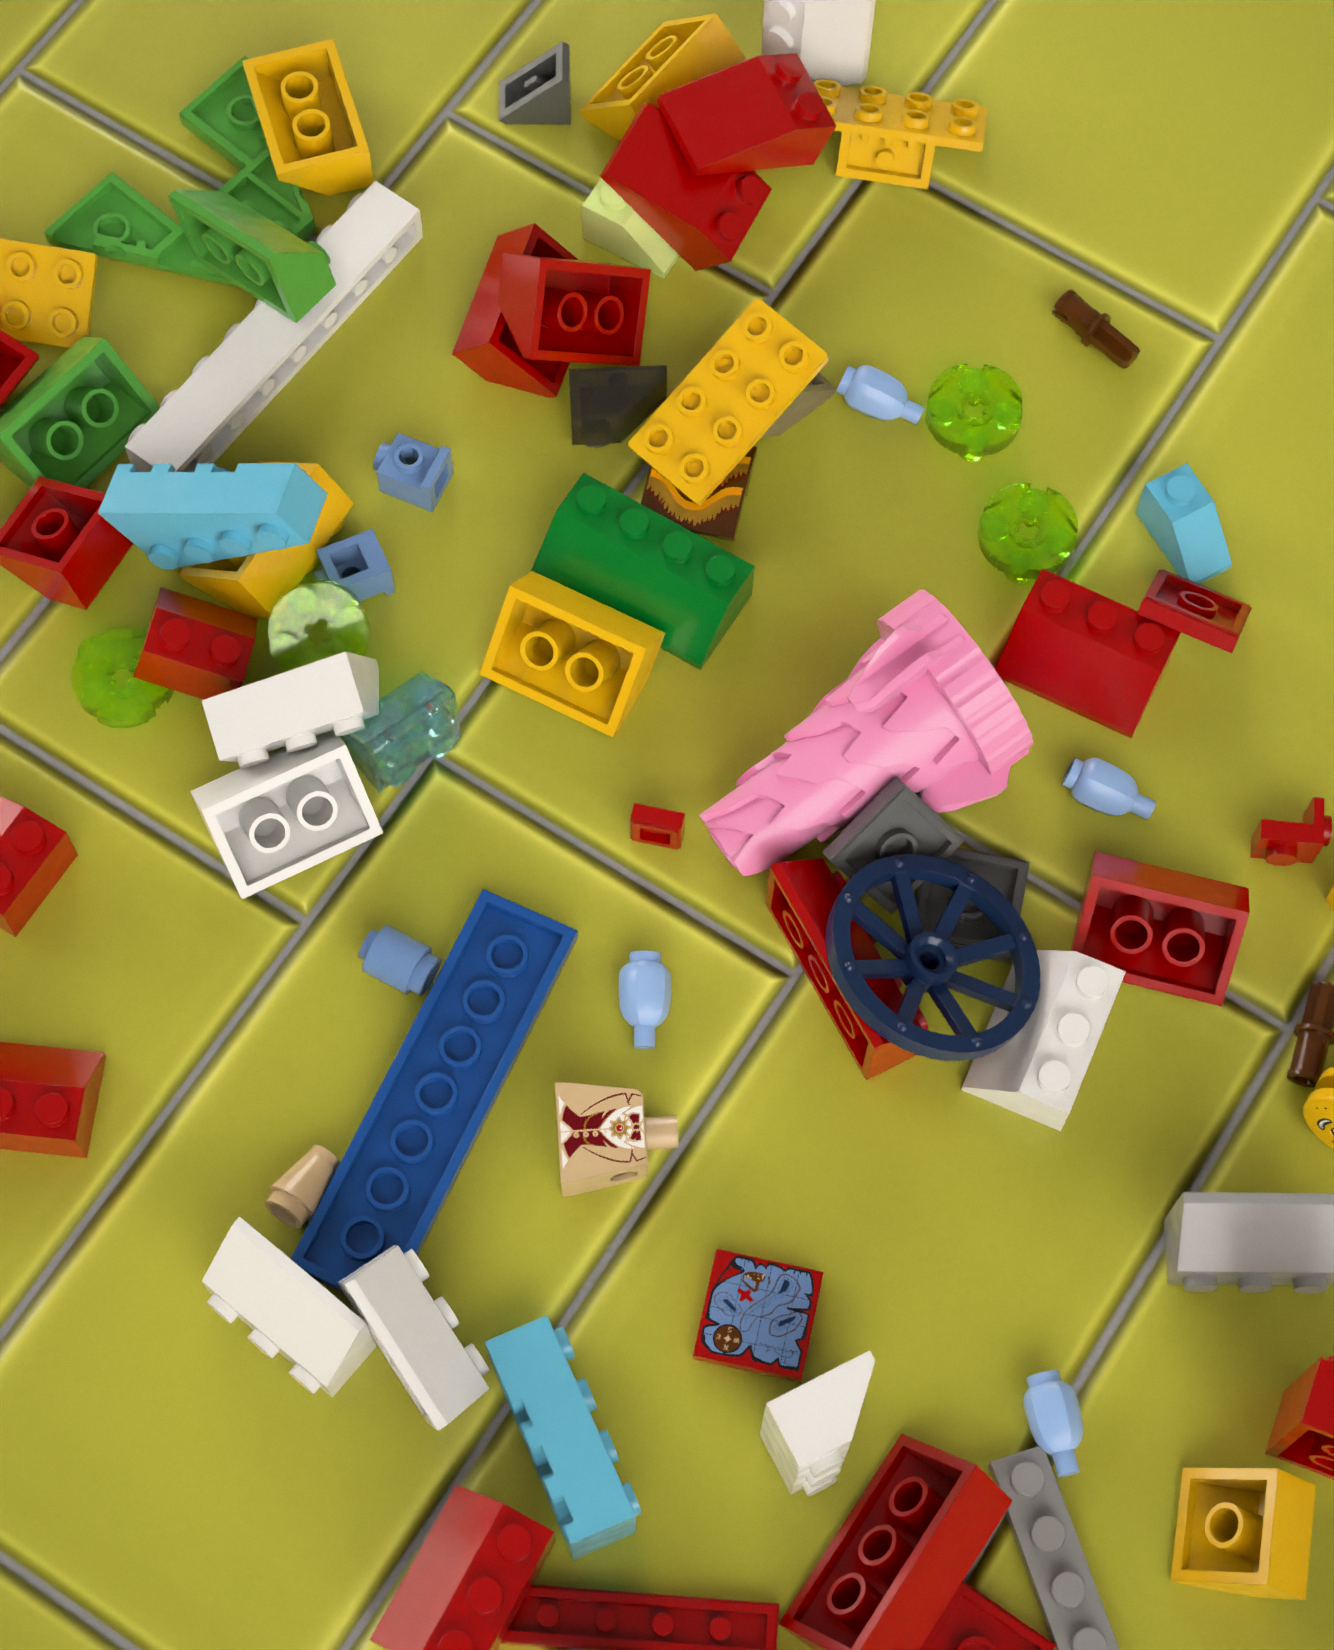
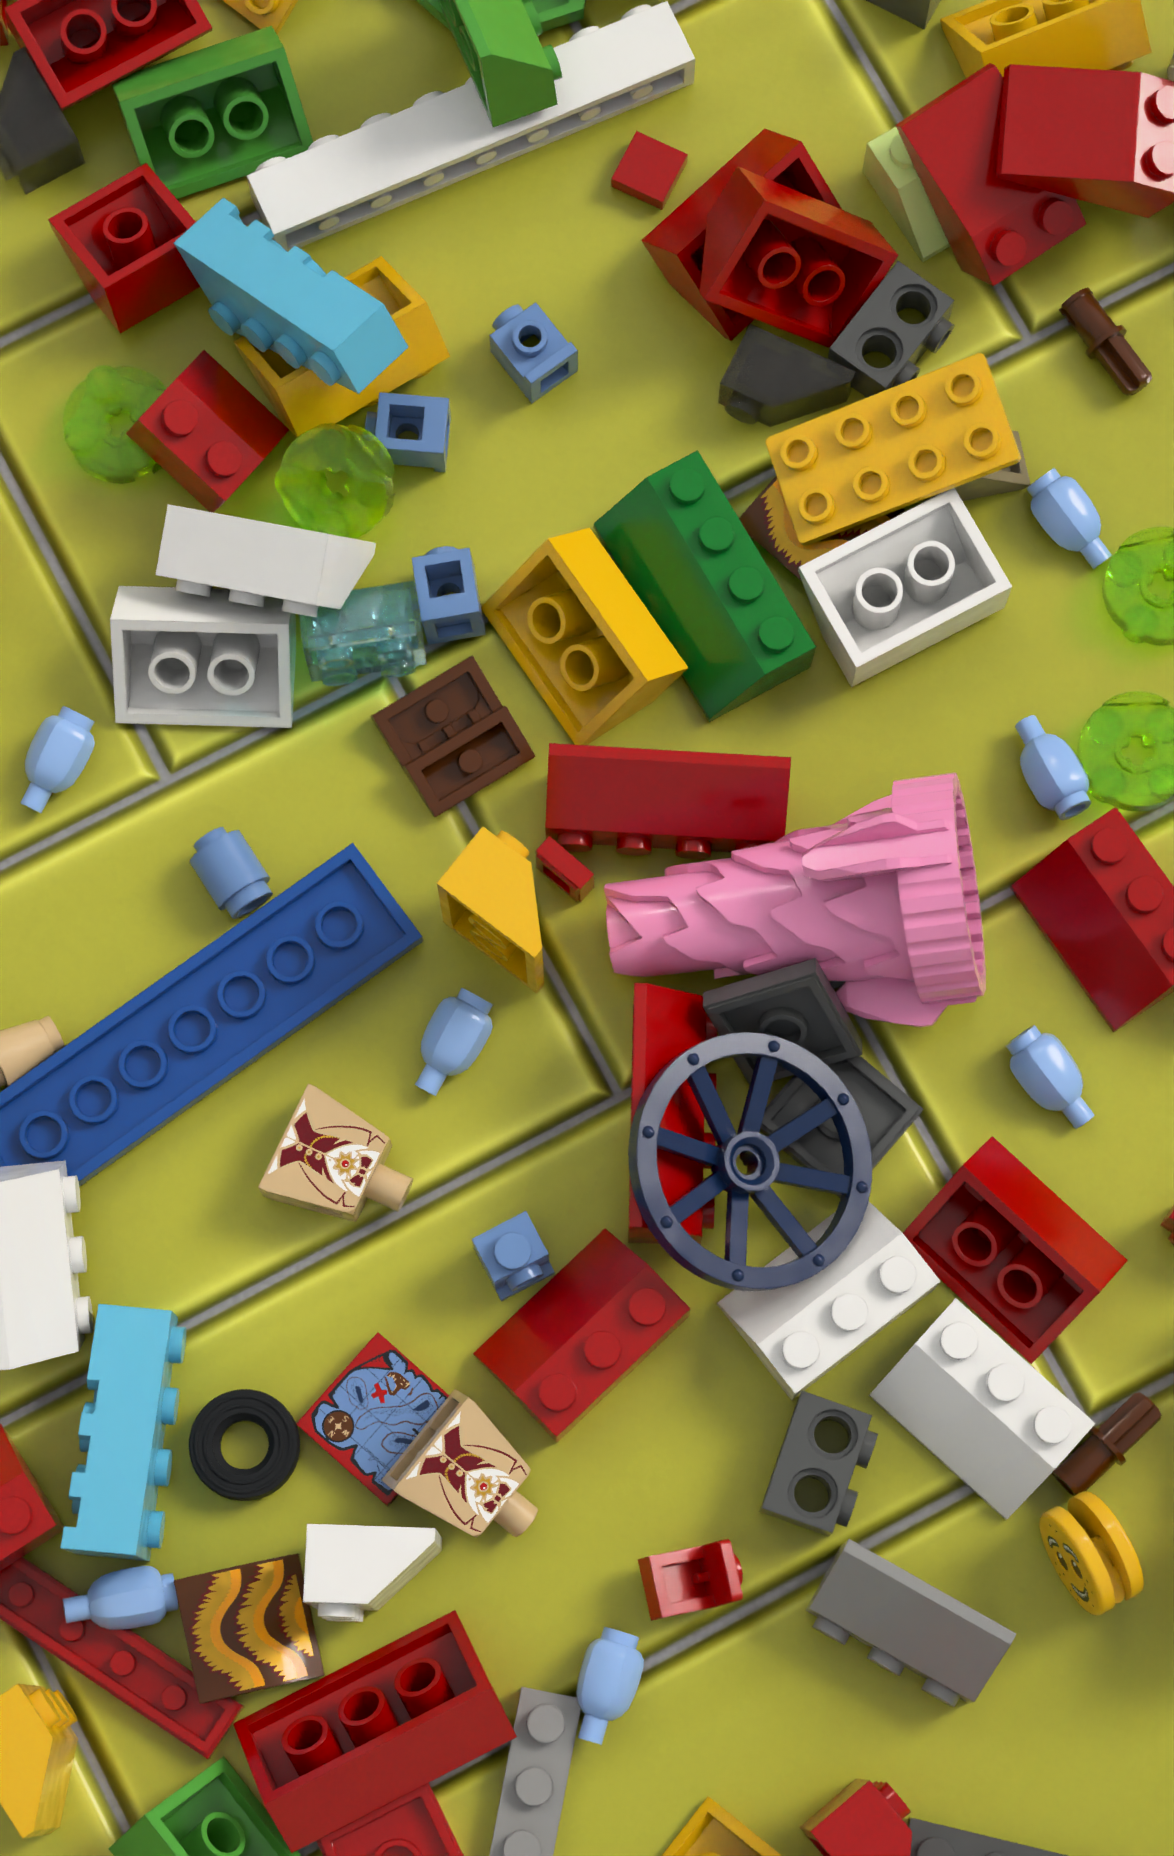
camera: 30 degrees right, 10 degrees up
(209, 945) = (57, 756): none -> light blue plant
(426, 308) = (649, 170): none -> red tile
(455, 665) = (451, 615): none -> medium blue brick
(512, 776) = (452, 736): none -> reddish brown slope
(633, 869) = (494, 905): none -> yellow slope
(637, 1569) = (125, 1599): none -> light blue plant
(668, 333) = (881, 330): none -> dark grey brick
(672, 1428) = (217, 1418): none -> black tyre
(704, 731) = (664, 799): none -> red slope
(748, 1538) = (248, 1628): none -> slope
(787, 1132) = (513, 1256): none -> medium blue brick
(792, 496) = (904, 586): none -> white slope
(830, 265) = (1106, 341): none -> reddish brown axle
(846, 1312) = (464, 1471): none -> tan torso
(875, 1163) = (582, 1333): none -> red slope
(976, 573) = (1052, 770): none -> light blue plant
(1072, 1303) = (691, 1579): none -> red bracket
(1099, 1164) = (803, 1459): none -> dark grey brick
(1209, 1055) = (981, 1409): none -> white slope

